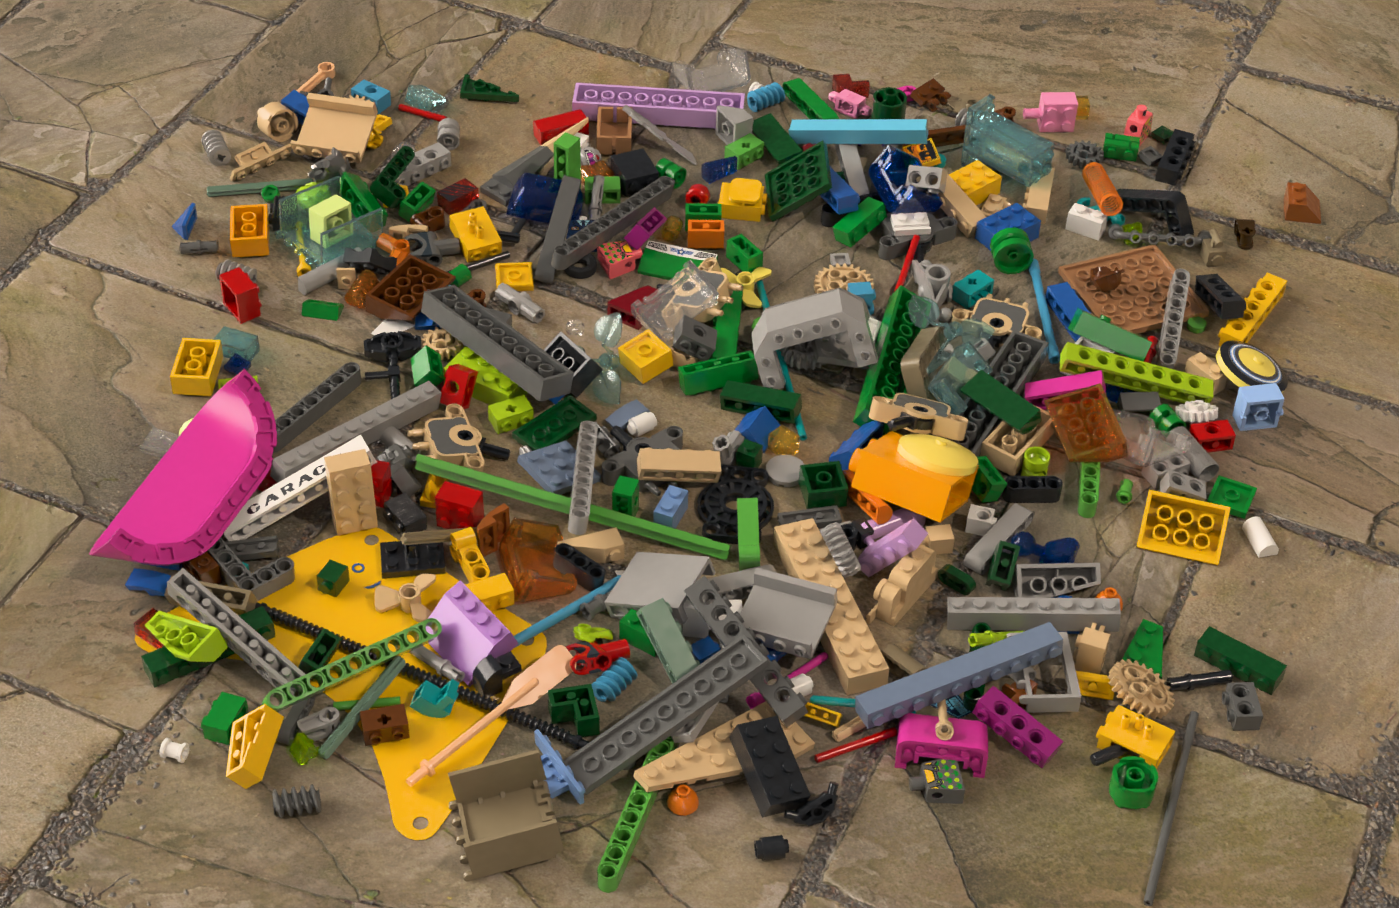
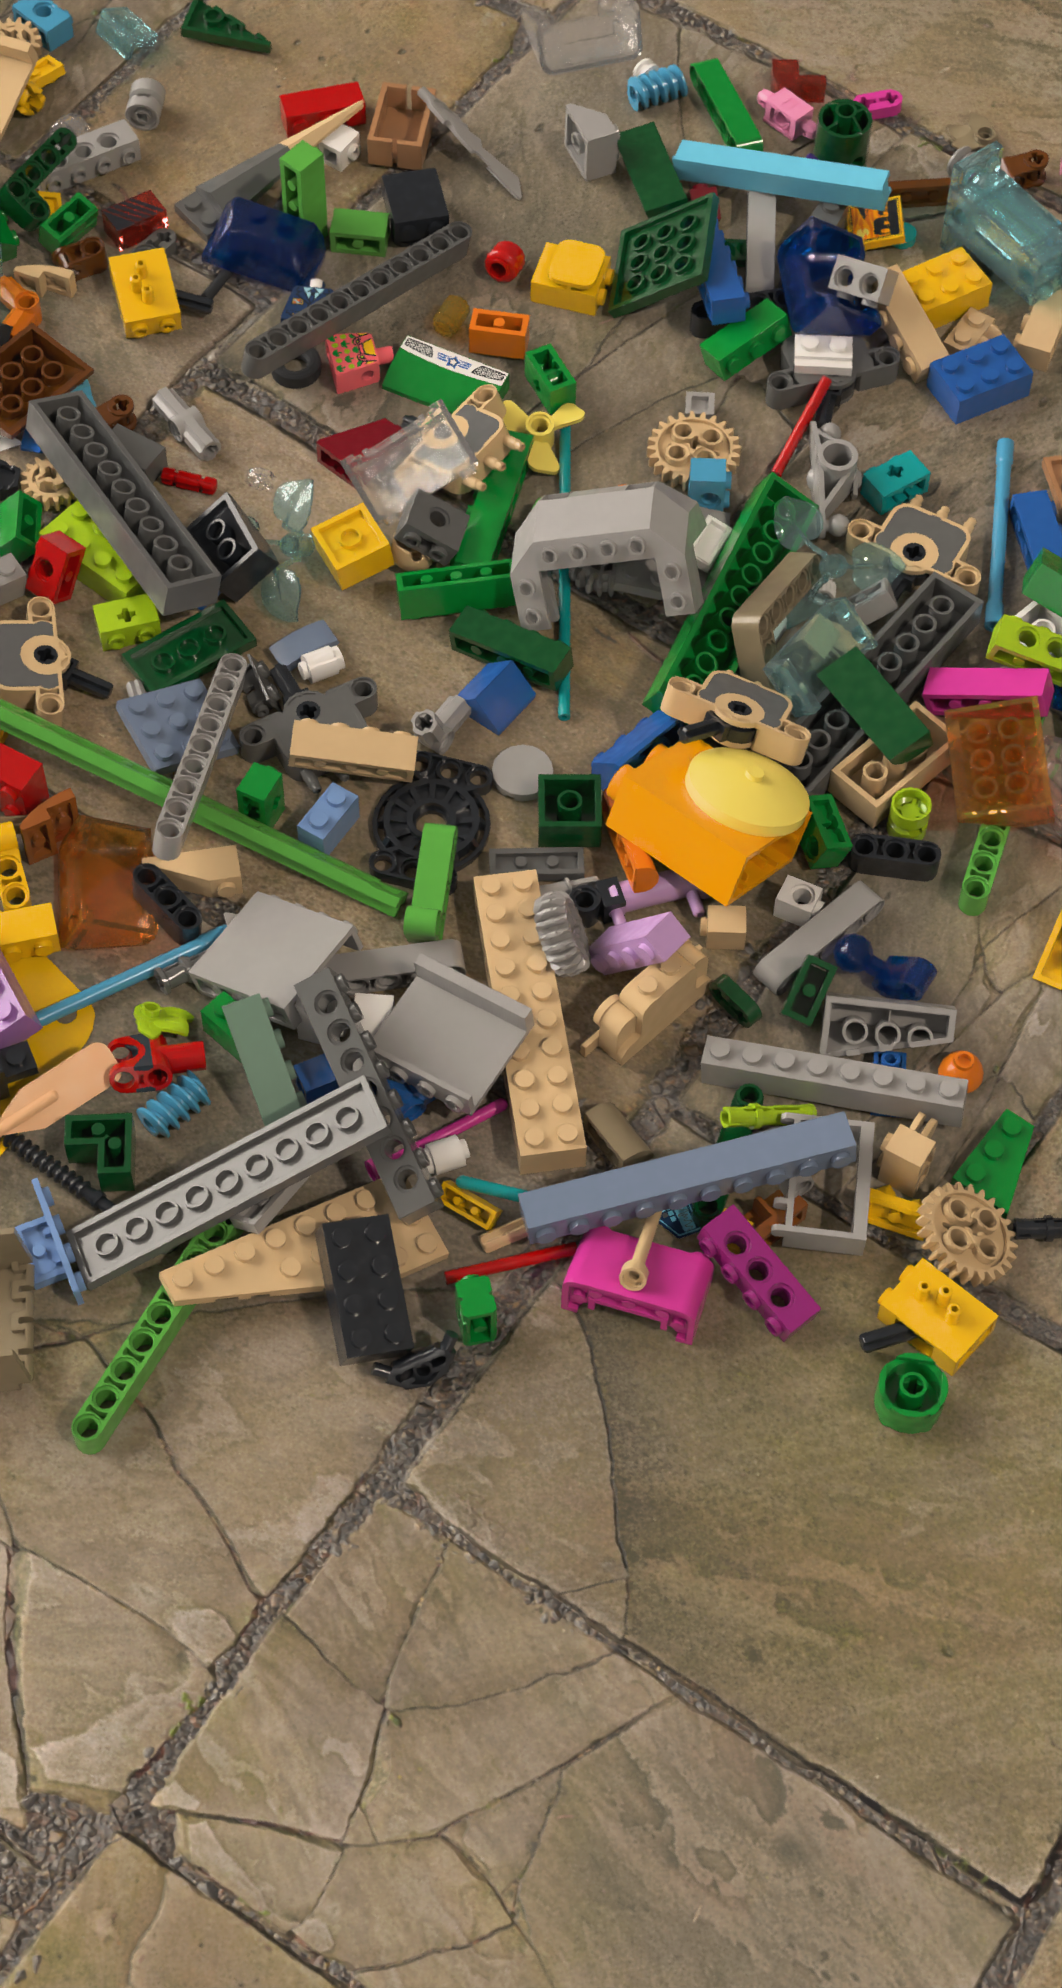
camera: 10 degrees right, 15 degrees up
(420, 112) = (117, 58): red bar -> none
(430, 248) = (73, 309): dark grey connector -> none
(462, 275) = (105, 364): green brick -> none
(487, 261) = (137, 346): black bar -> none
(516, 275) = (192, 373): yellow tile -> none
(533, 334) = (189, 480): none -> red axle
(557, 227) = (270, 294): dark grey beam -> none
(590, 156) = (349, 174): head -> none
(596, 200) = (340, 267): light grey pin -> none
(597, 168) = (361, 196): clear orange axle -> none
(645, 228) = (405, 315): magenta brick -> none
(657, 105) = (480, 84): lavender brick -> none
(668, 168) = (469, 208): green wheel -> none
(683, 800) = (230, 1321): orange brick -> none
(702, 211) = (503, 296): green brick -> none
(713, 171) = (542, 216): clear blue slope -> none
(746, 149) = (598, 185): bright green brick -> none
(749, 454) = (470, 741): dark green brick -> none
(771, 847) = (339, 1420): black brick -> none
(783, 441) = (530, 723): clear yellow brick -> none
(844, 769) = (475, 1310): none -> green brick
(931, 95) = (917, 106): reddish brown plate -> none
(940, 782) = (618, 1346): dark grey torso -> none
(1011, 250) = (972, 422): green wheel -> none
(1124, 494) = (1037, 884): bright green pin -> none
(1170, 810) = (961, 1440): dark grey piece -> none

